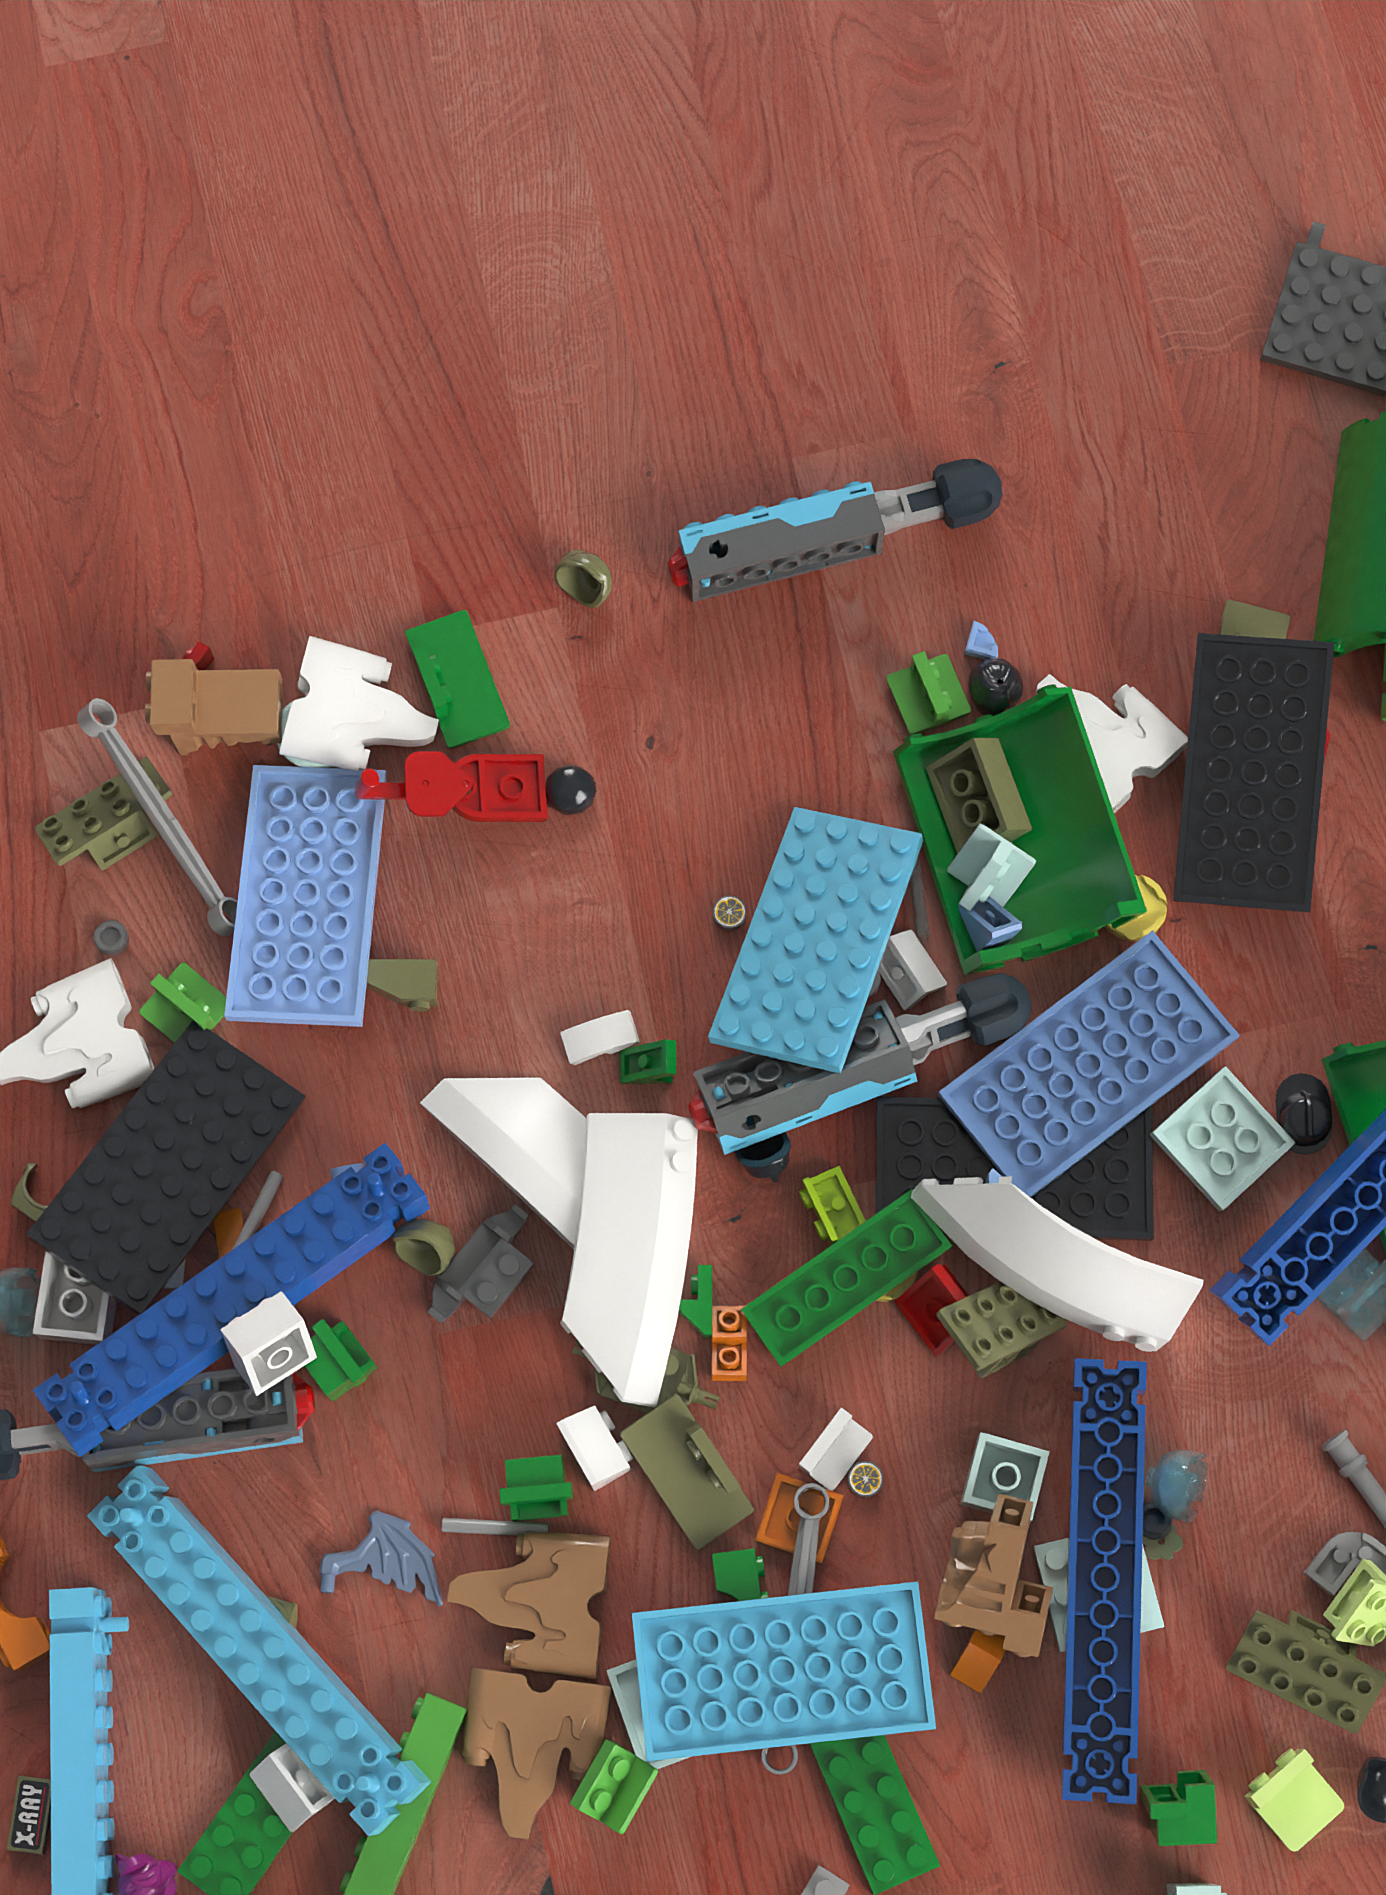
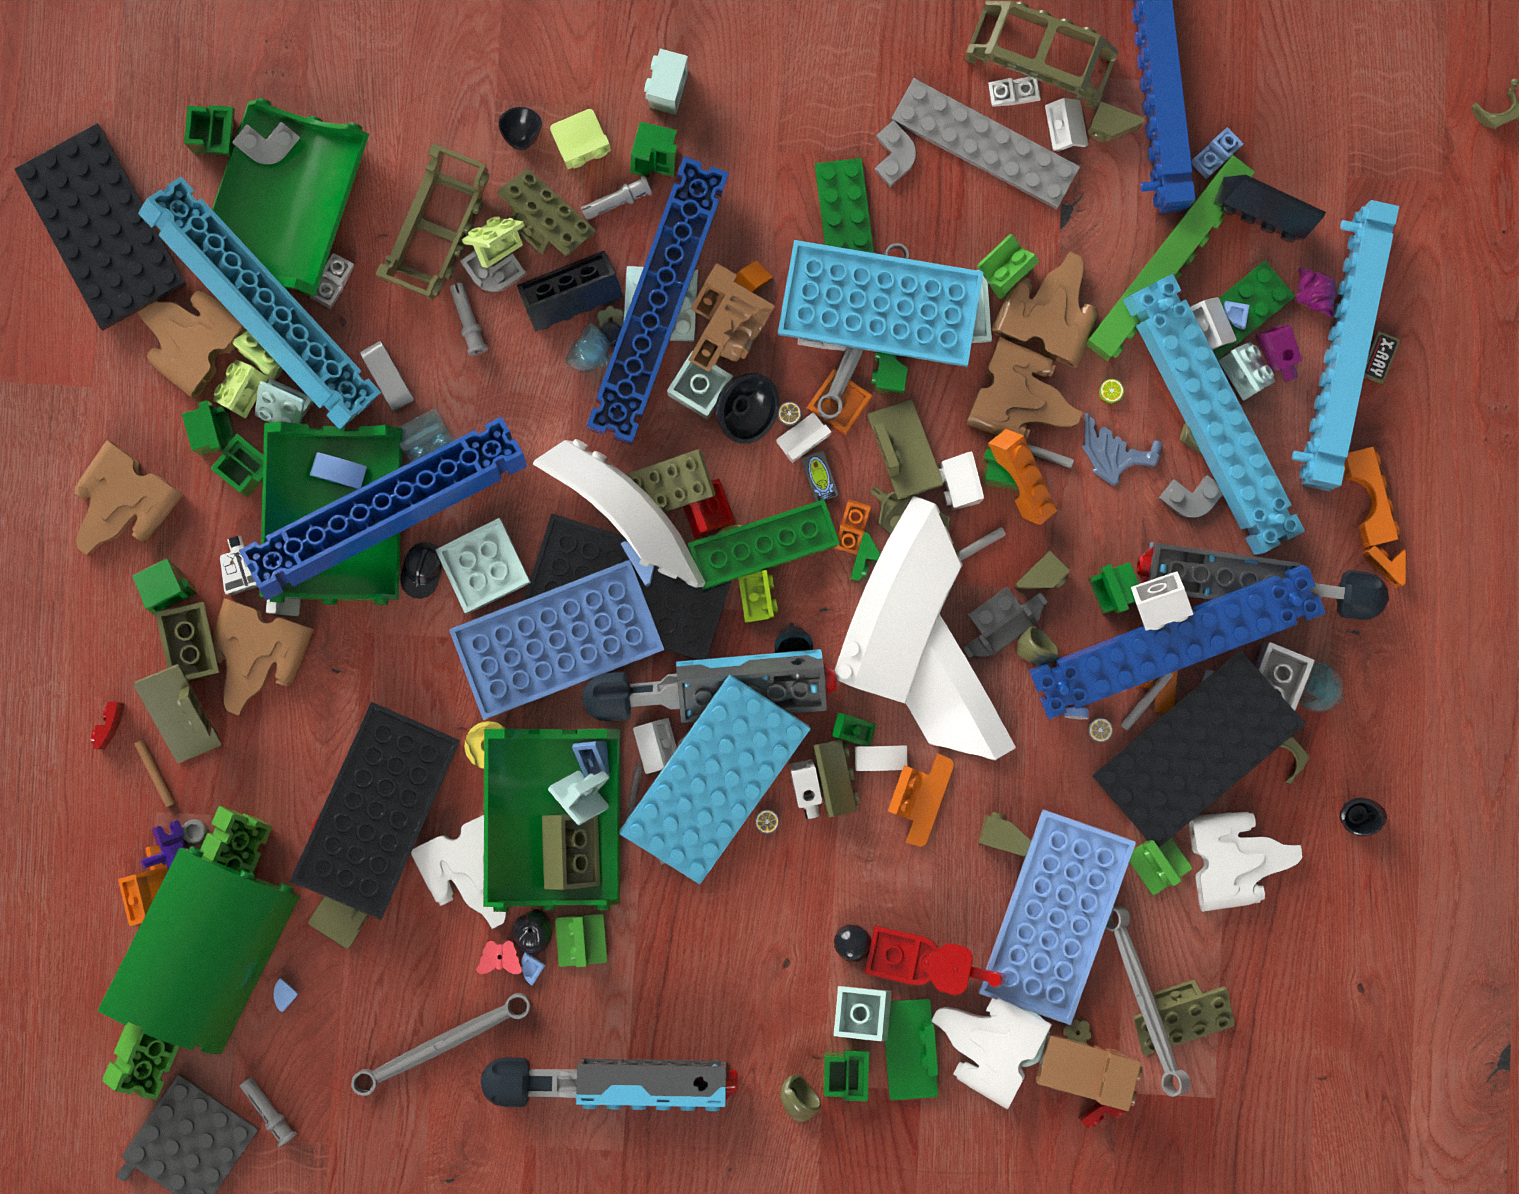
camera: 170 degrees left, 10 degrees up
(111, 938) = (1198, 928): flat silver tile -> none
(181, 1778) = (1280, 342): none -> magenta torso
(221, 1735) = (1247, 370): none -> light aqua bracket
(235, 755) = (1083, 1028): none -> olive plant
(256, 1515) = (1191, 504): none -> light grey plate
(257, 1814) = (1236, 313): none -> light blue tile
(309, 1161) = (1100, 730): none -> light grey tile
(413, 1648) = (1111, 391): none -> lime tile
(442, 1351) = (1044, 574): none -> olive slope
(522, 1487) = (1015, 456): none -> orange arch
(532, 620) = (846, 1075): none -> green plate
(532, 700) = (862, 1013): none -> light aqua brick
(532, 1003) = (920, 797): none -> orange plate
(544, 1369) = (981, 543): none -> light grey bar
(654, 989) = (835, 778): none -> olive slope
(691, 969) = (805, 778): none -> white torso
(795, 1400) = (819, 476): none -> tile
(928, 1462) = (755, 408): none -> black hat
(1038, 637) = (490, 958): none -> coral animal
(1066, 518) = (440, 1044): none -> light grey piece
(1199, 1734) = (627, 194): none -> light grey pin
(1233, 1565) = (570, 291): none -> black slope
(1244, 370) = (274, 1121): none -> light grey pin
(1288, 523) = (284, 994): none -> light blue tile

